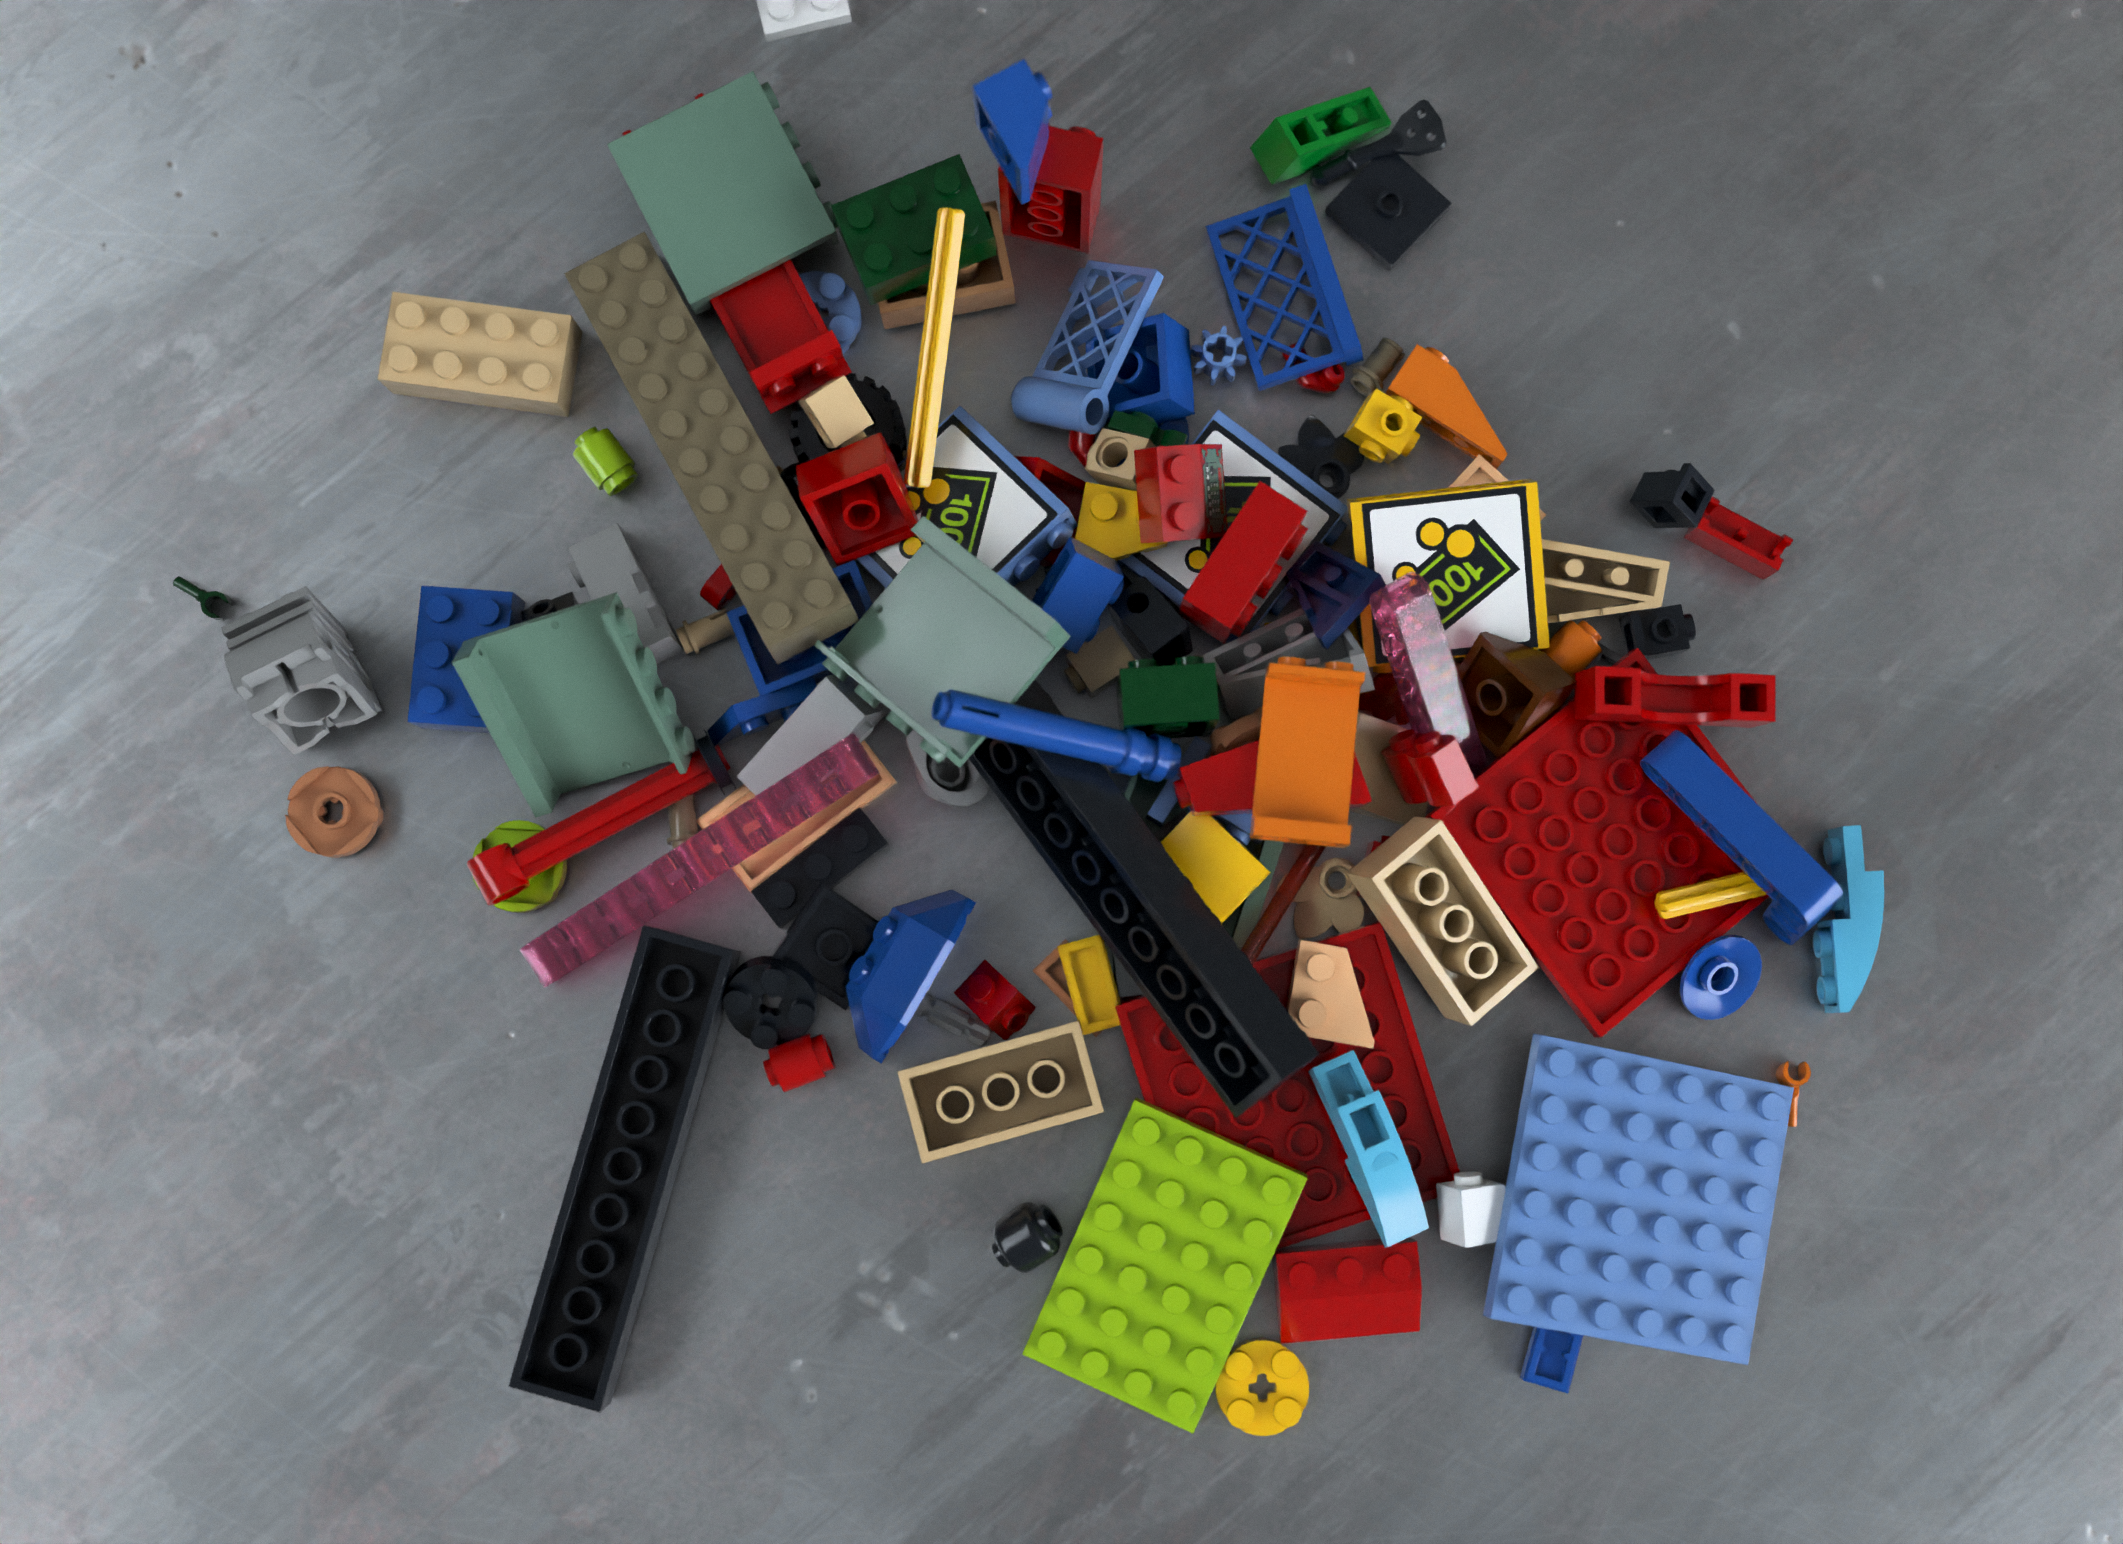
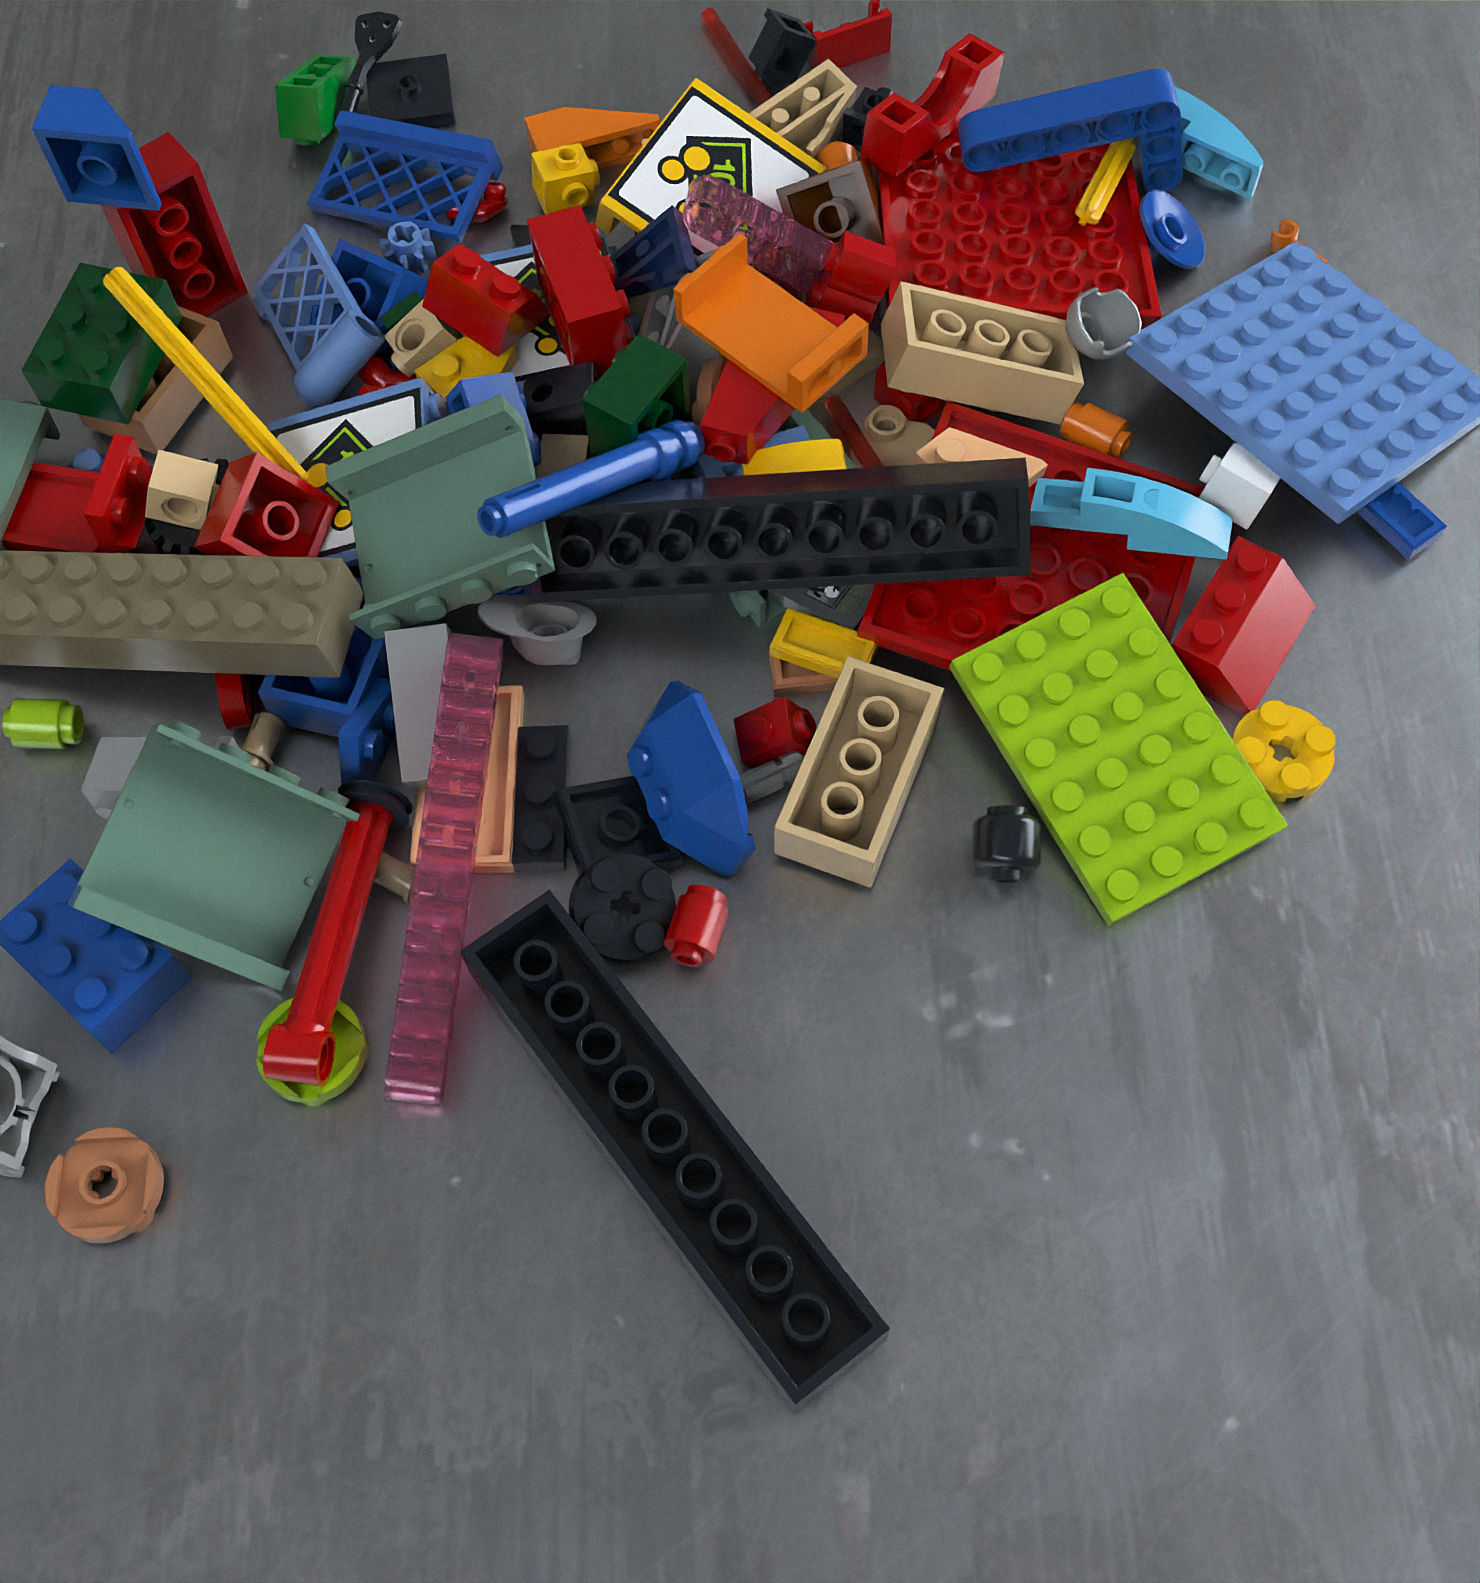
camera: 50 degrees left, 20 degrees down
(1377, 367) = (517, 168): dark tan pin -> none
(1456, 1054) = (1097, 429): none -> orange brick
(1541, 1003) = (1102, 323): none -> light grey hair
(1639, 465) = (735, 56): none -> clear red bar

